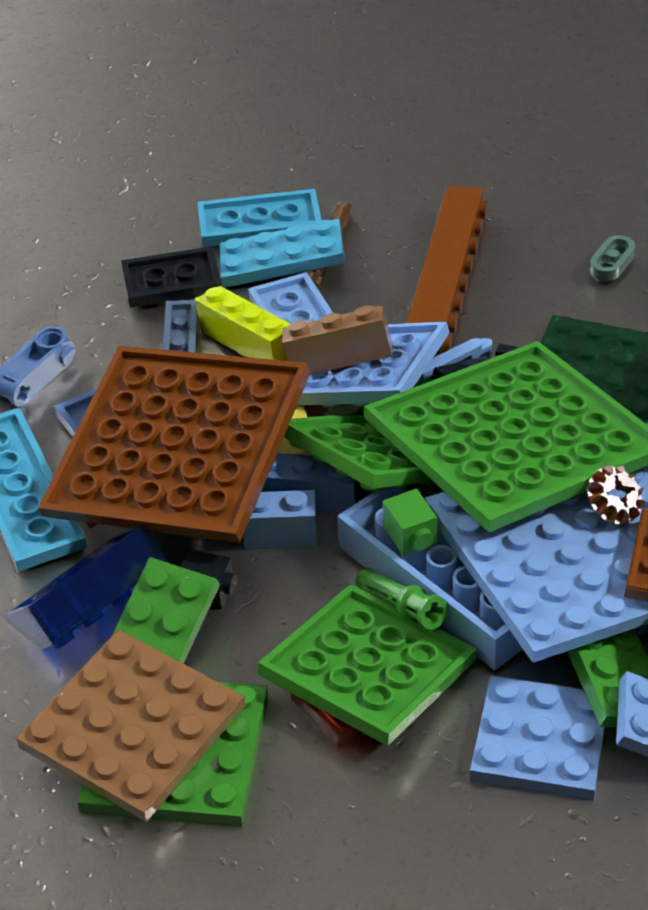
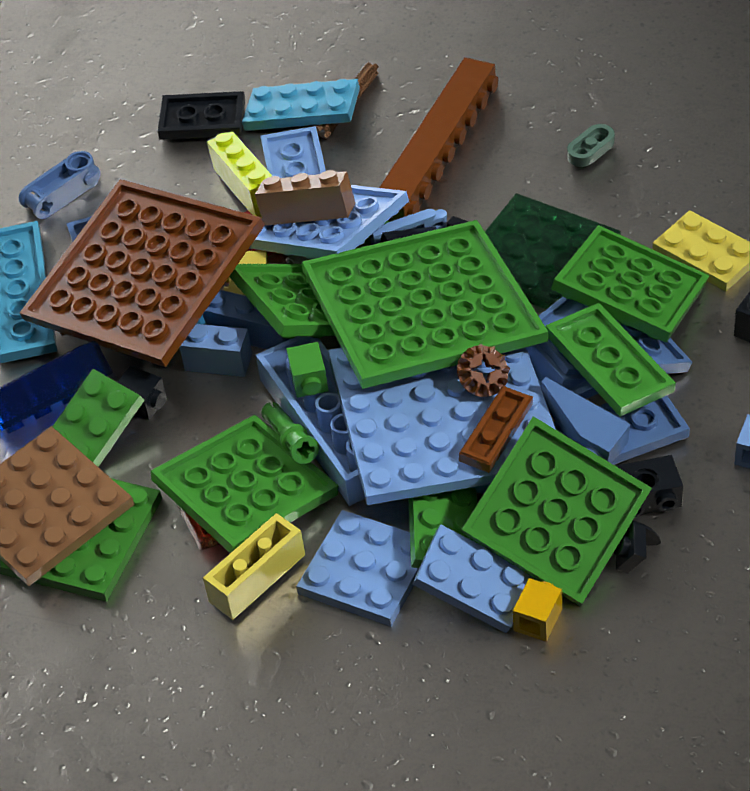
camera: 15 degrees right, 5 degrees up
(180, 326) = (191, 169): sand blue plate -> none
(256, 214) = (293, 65): medium azure plate -> none
(416, 754) = (254, 566): none -> light yellow brick

